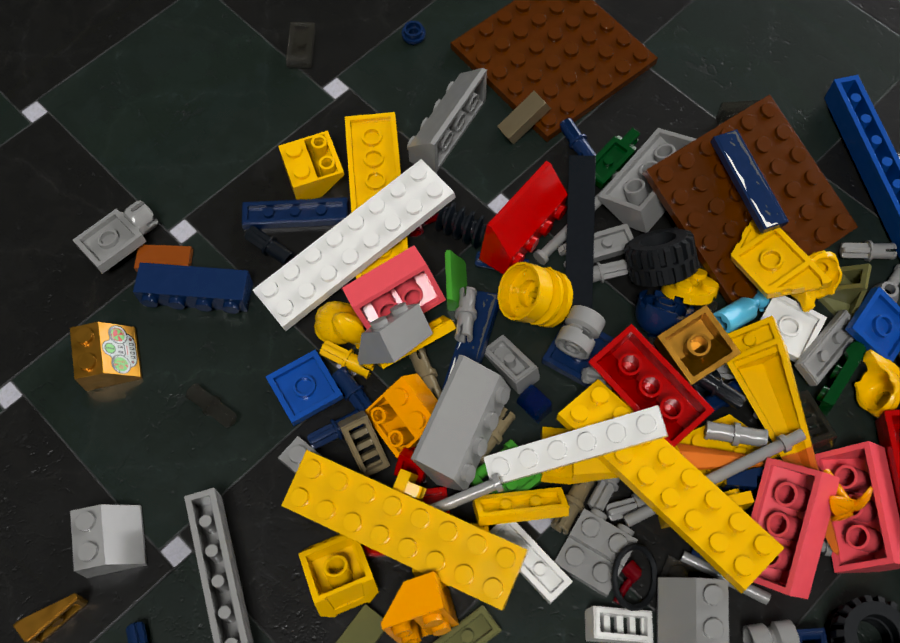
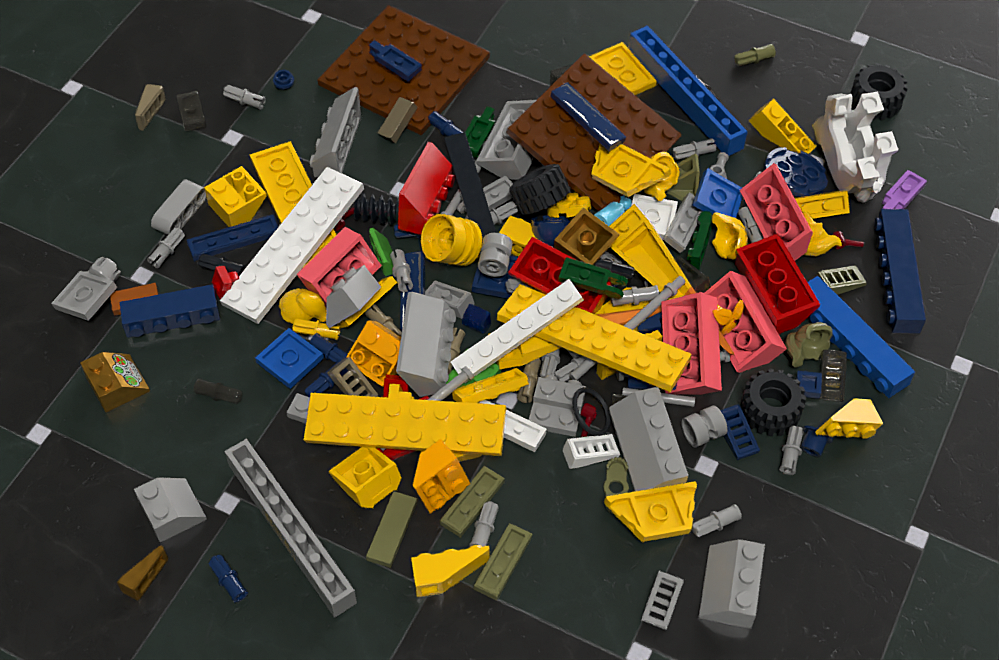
camera: 20 degrees left, 10 degrees down
(218, 205) = (166, 247): none -> light grey axle
(246, 161) = (179, 207): none -> light grey beam
(258, 26) = (150, 103): none -> dark tan slope
(264, 267) = (223, 280): none -> red tile
(363, 42) = (244, 96): none -> light grey axle
(544, 43) = (395, 60): none -> dark blue hinge
(617, 307) = (519, 232): none -> yellow slope
(687, 403) = (592, 278): none -> dark green hinge
(811, 120) = (625, 68): none -> yellow tile

